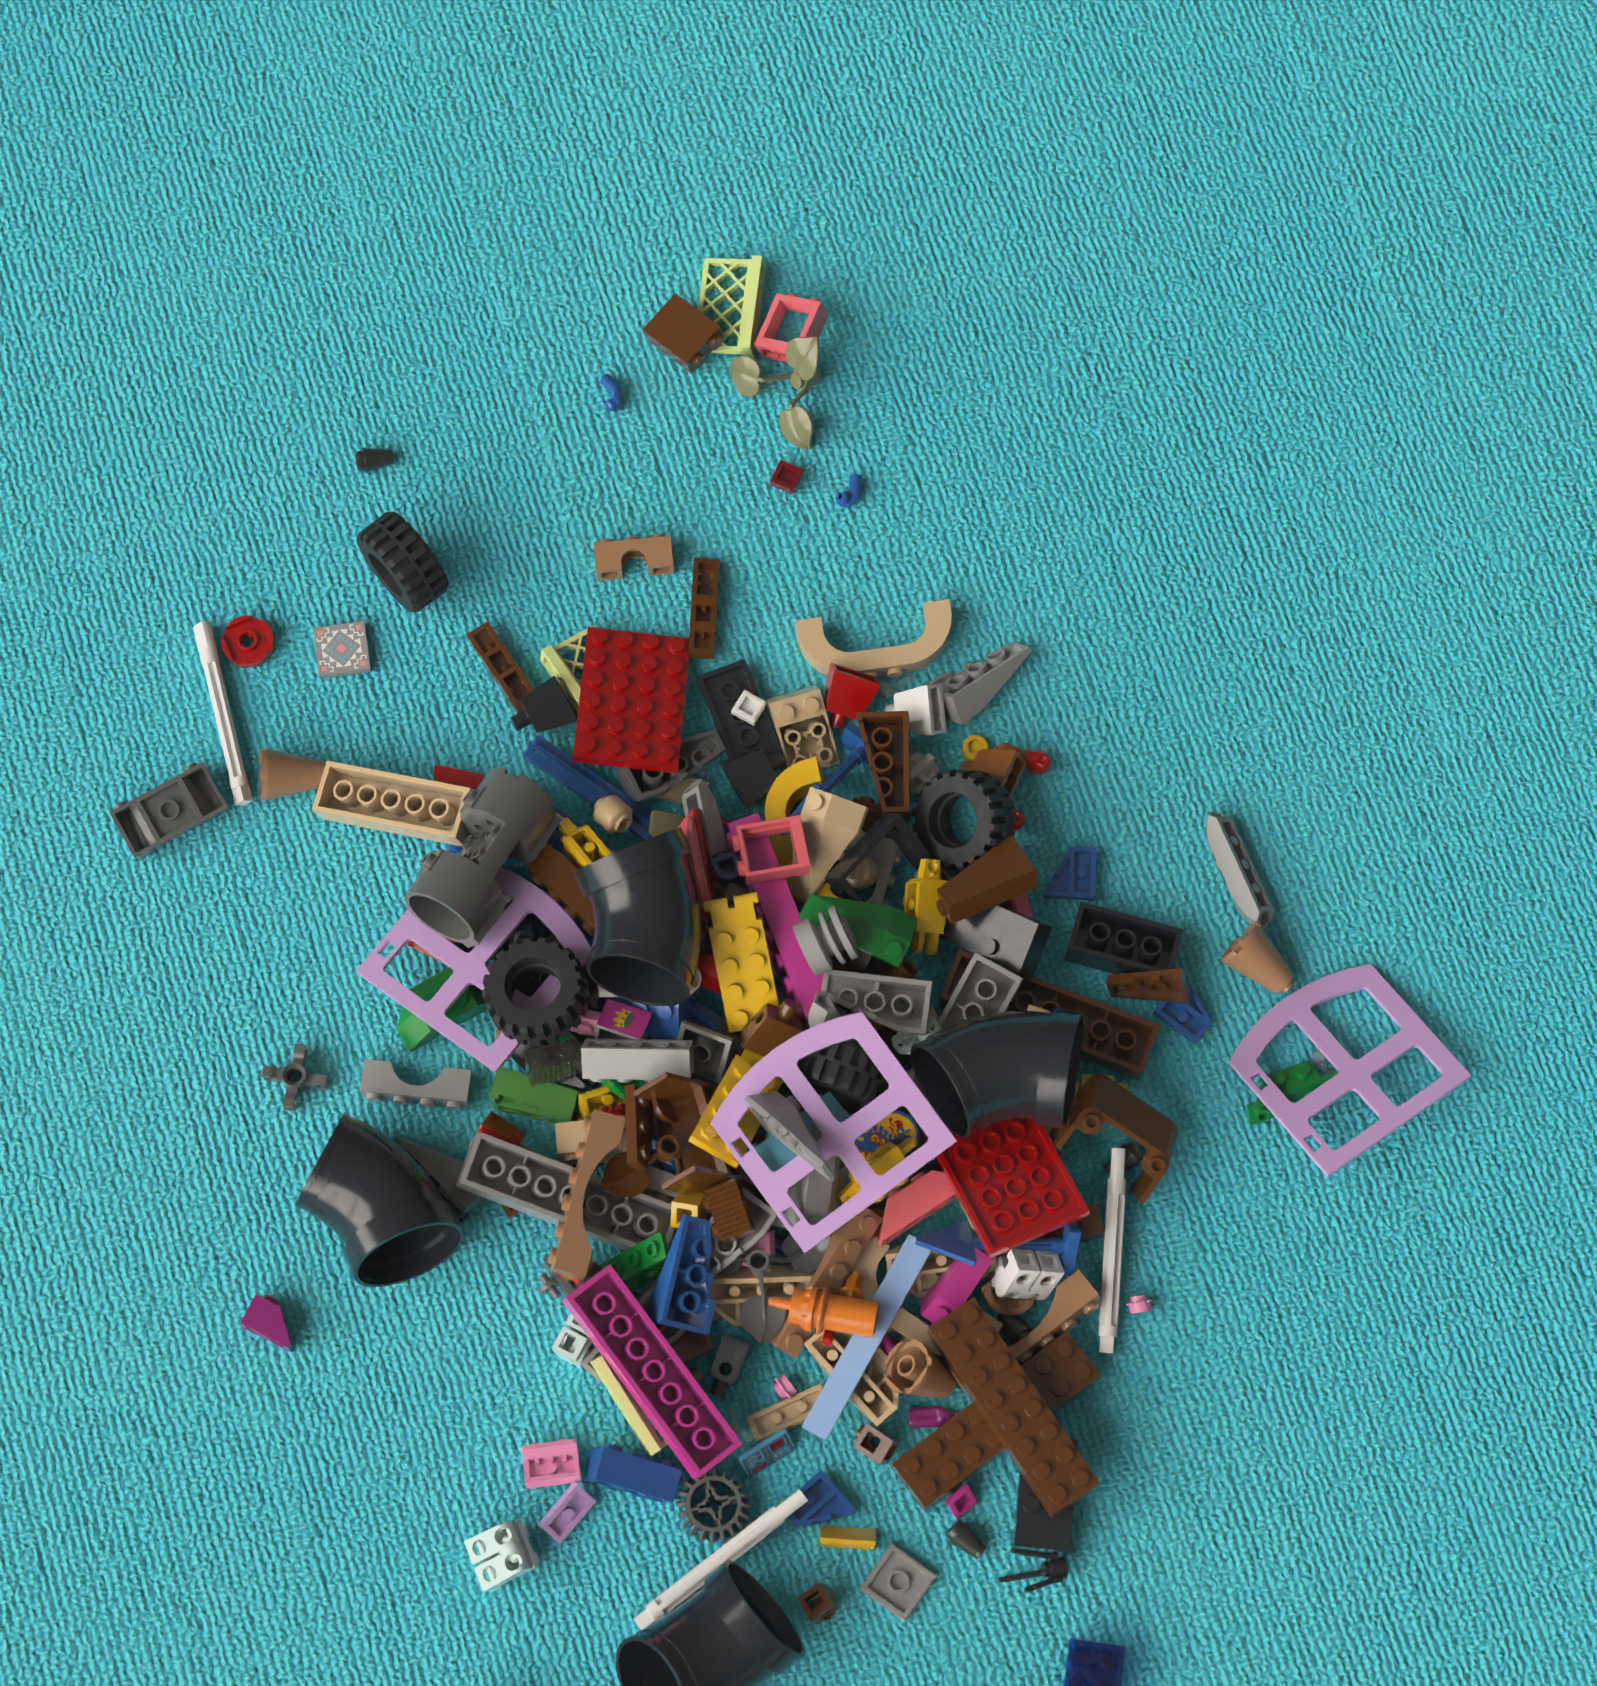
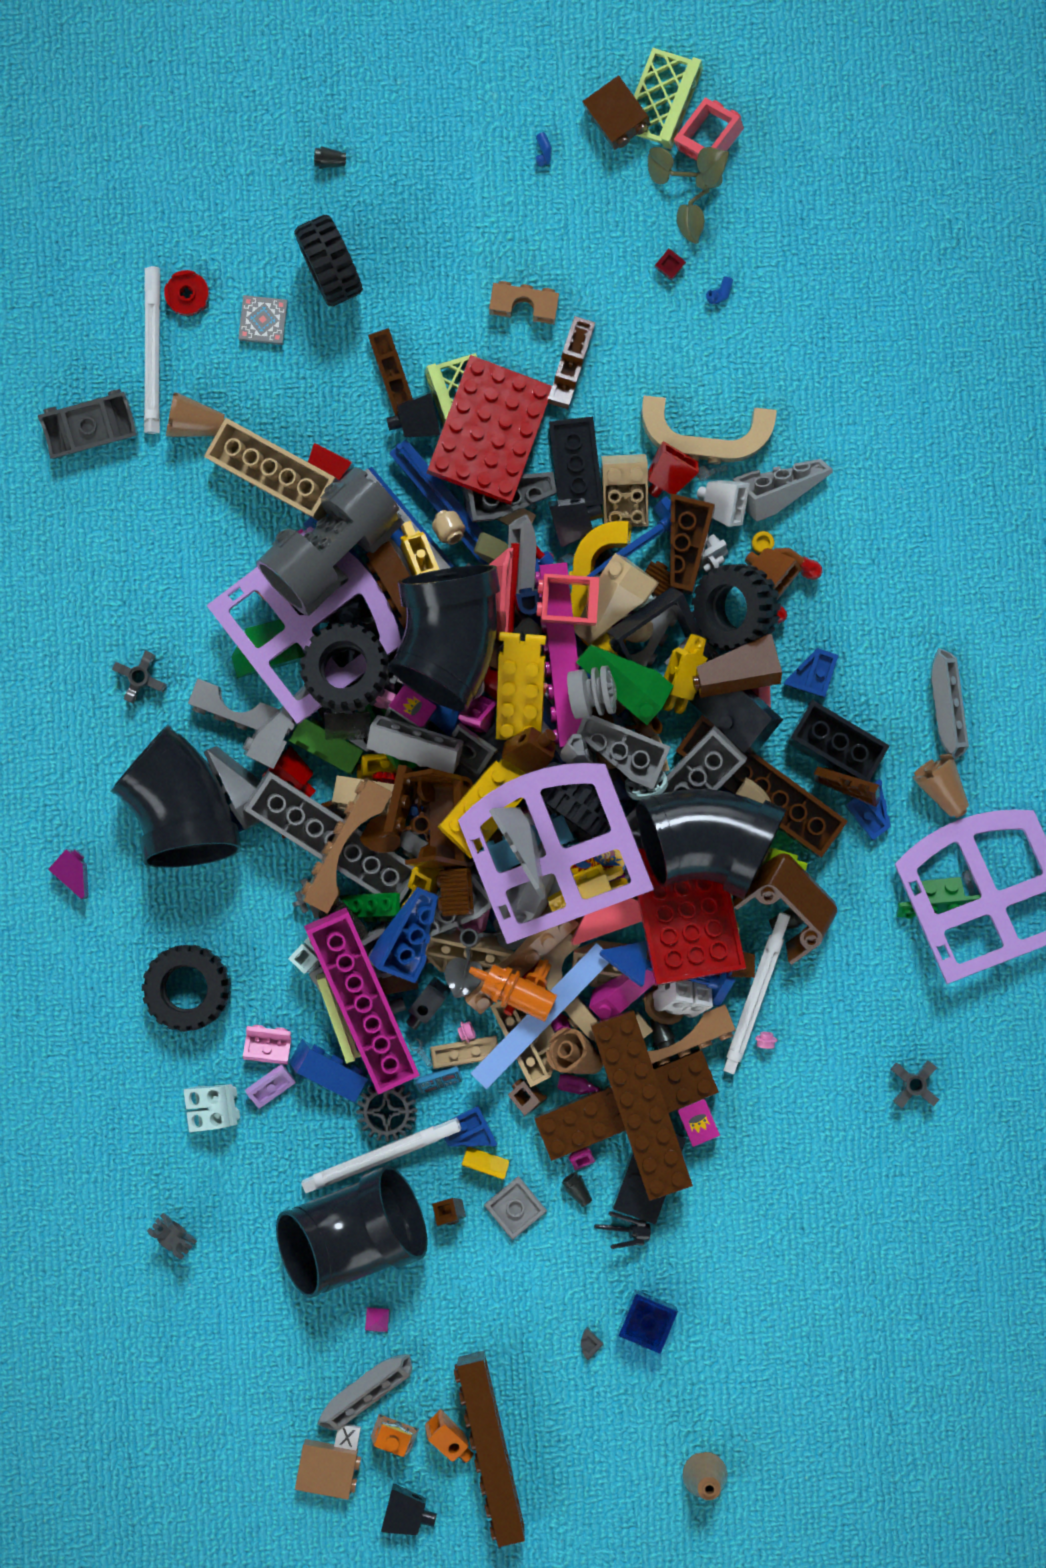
camera: 15 degrees right, 15 degrees up
(422, 1386) = (159, 1002): none -> black tyre
(467, 1105) = (269, 740): none -> light grey wedge
(703, 1009) = (480, 714): none -> dark pink slope
(749, 707) = (585, 460): white tile -> none
(1086, 1418) = (698, 1122): none -> dark pink piece
(1342, 1316) = (903, 1097): none -> dark grey pin

